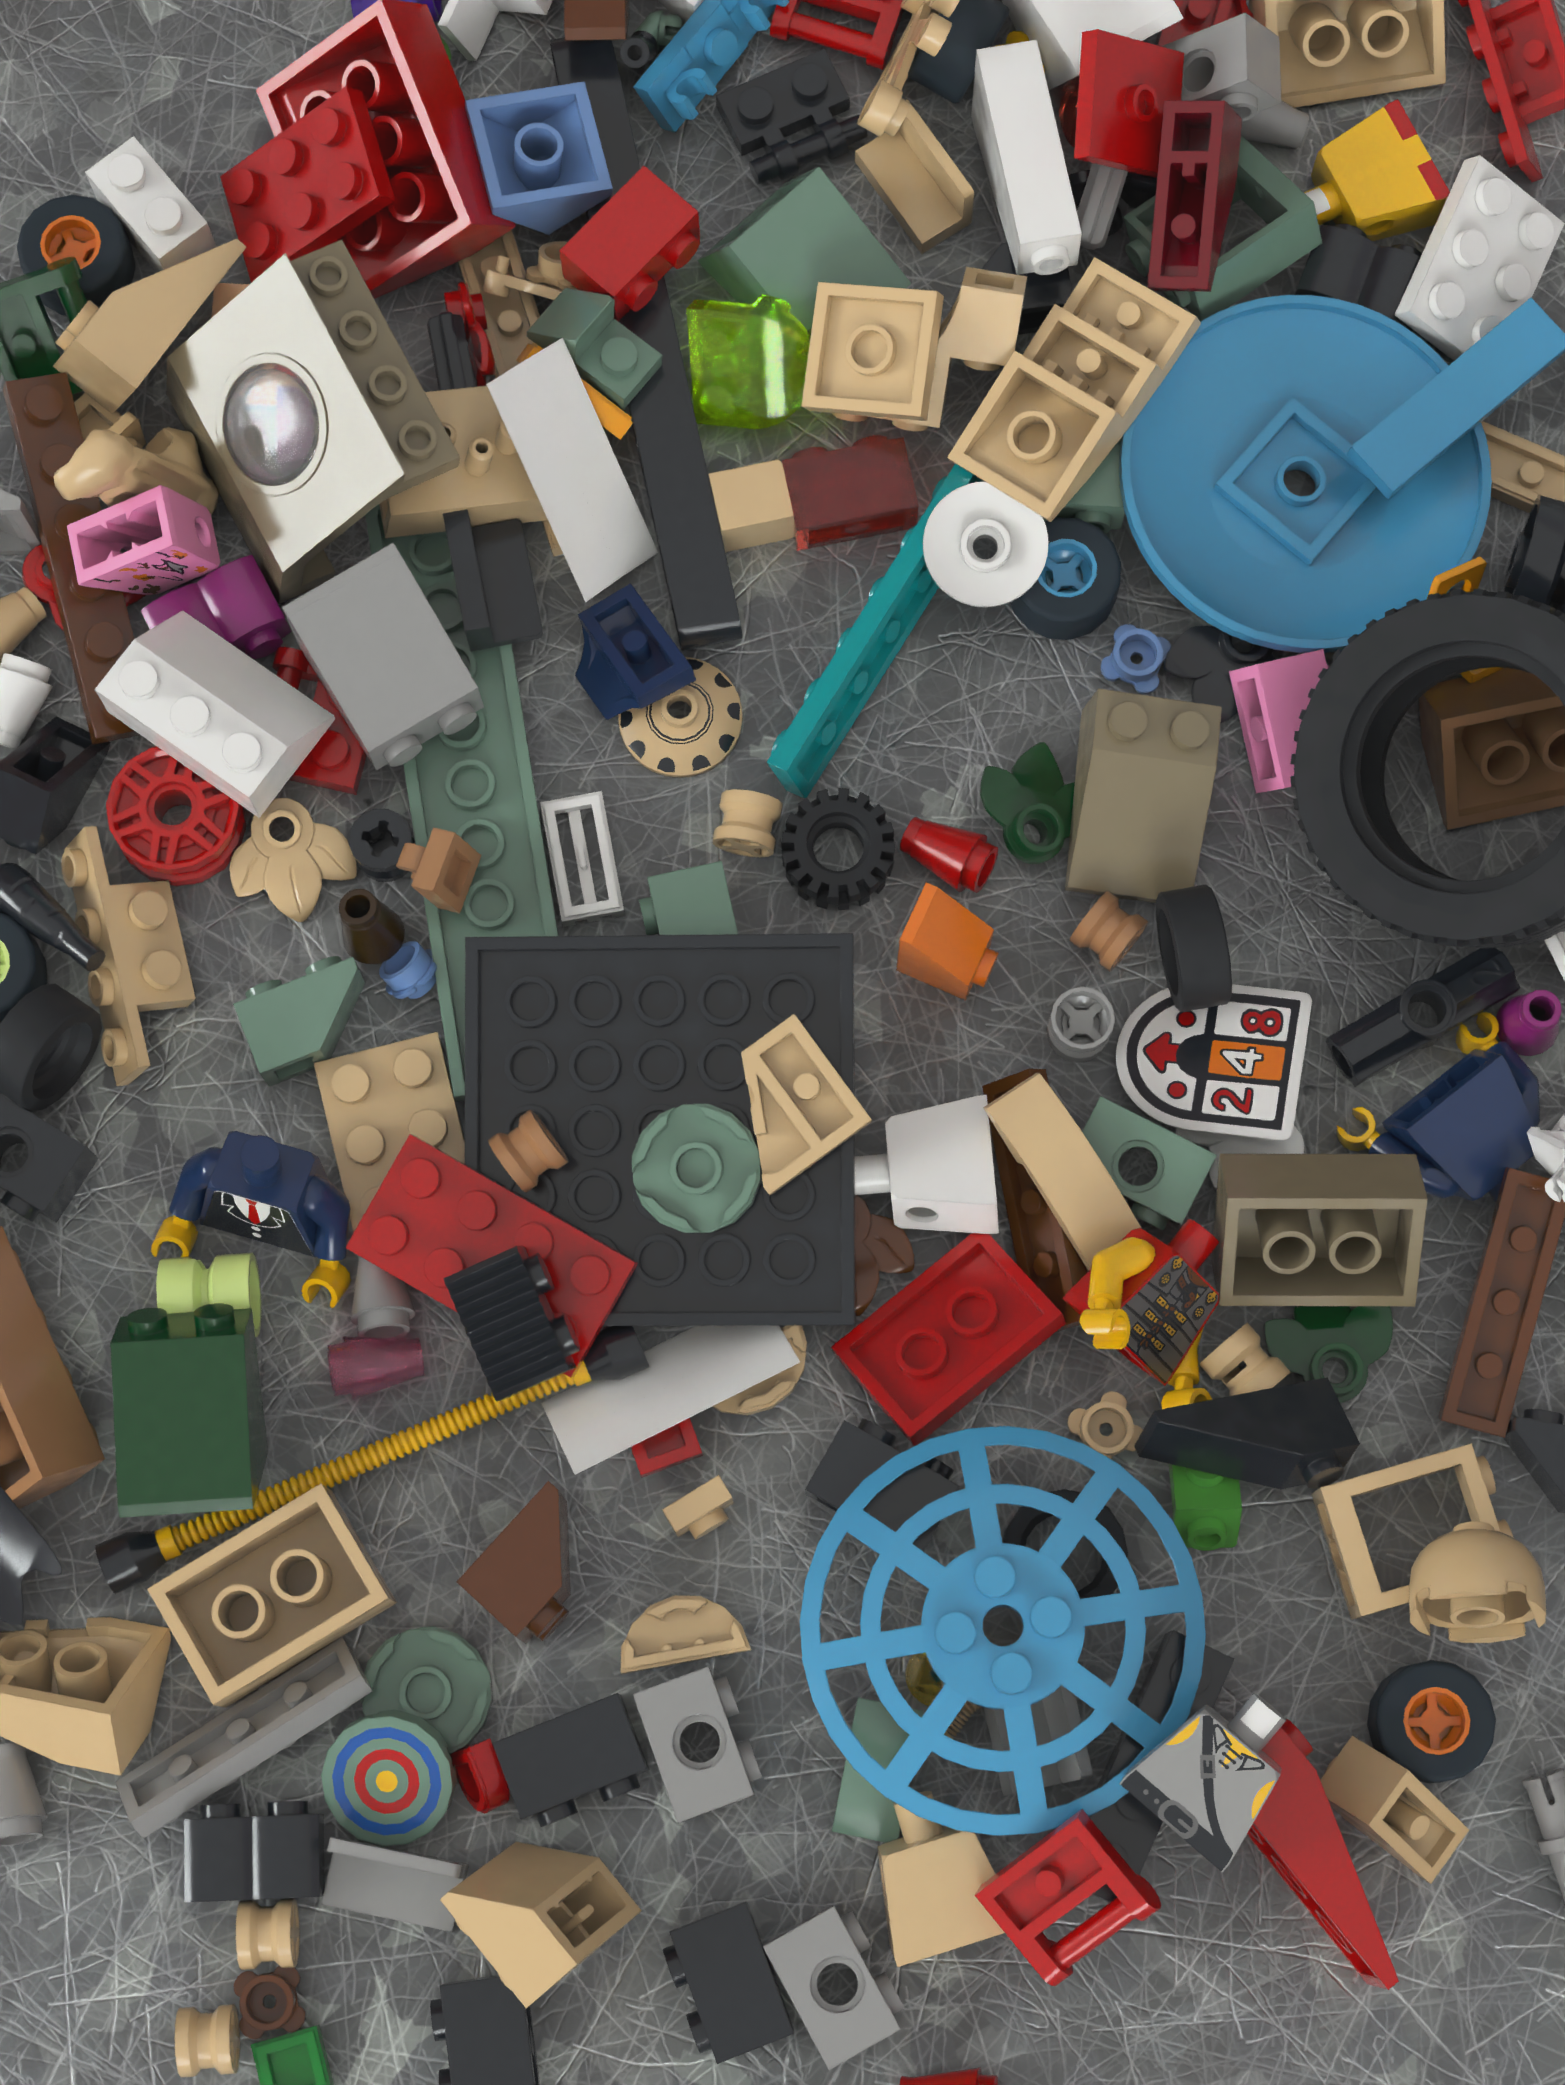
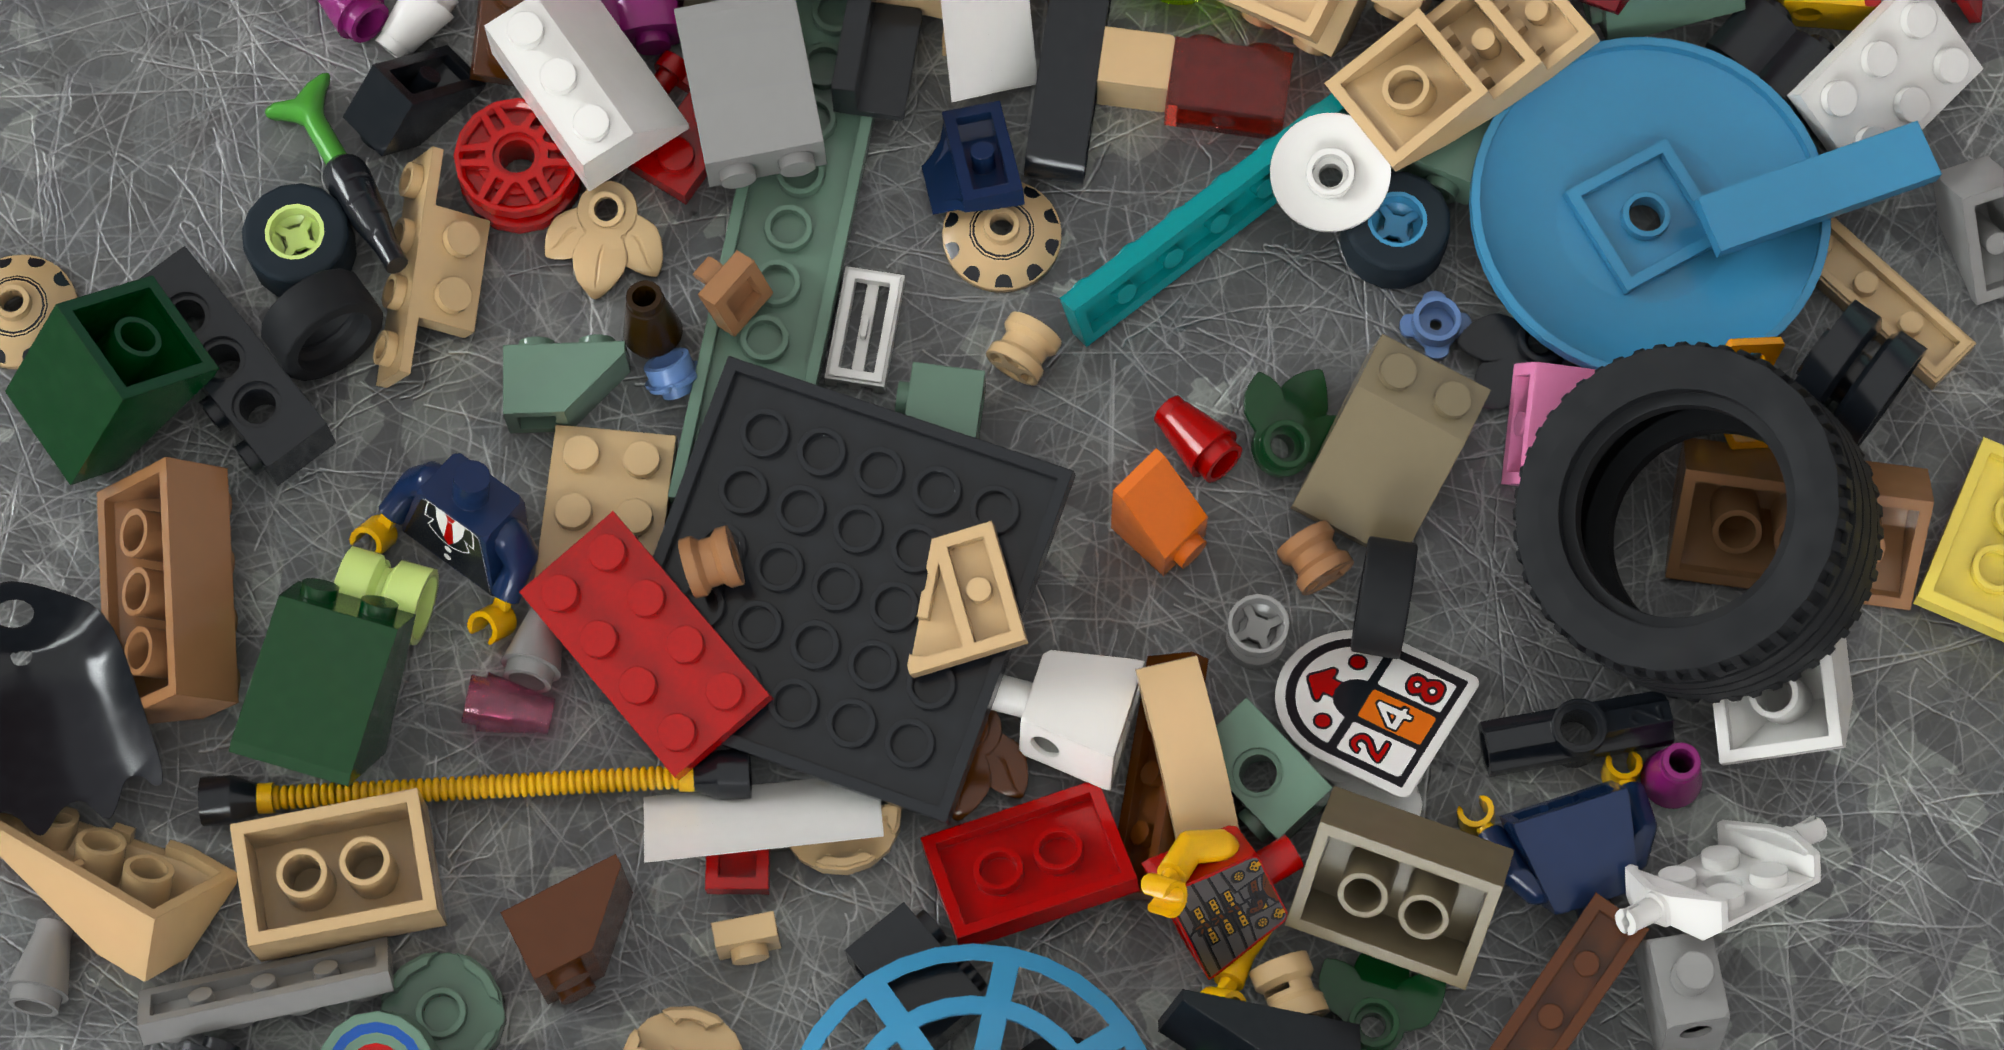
camera: 20 degrees right, 5 degrees down
(380, 858) = (680, 264): black wheel -> none
(512, 1321) = (639, 705): black brick -> none
(696, 1168) = (855, 631): sand green tile -> none
(838, 812) = (1106, 366): black tyre -> none
(1109, 1411) = (1149, 986): tan plate -> none

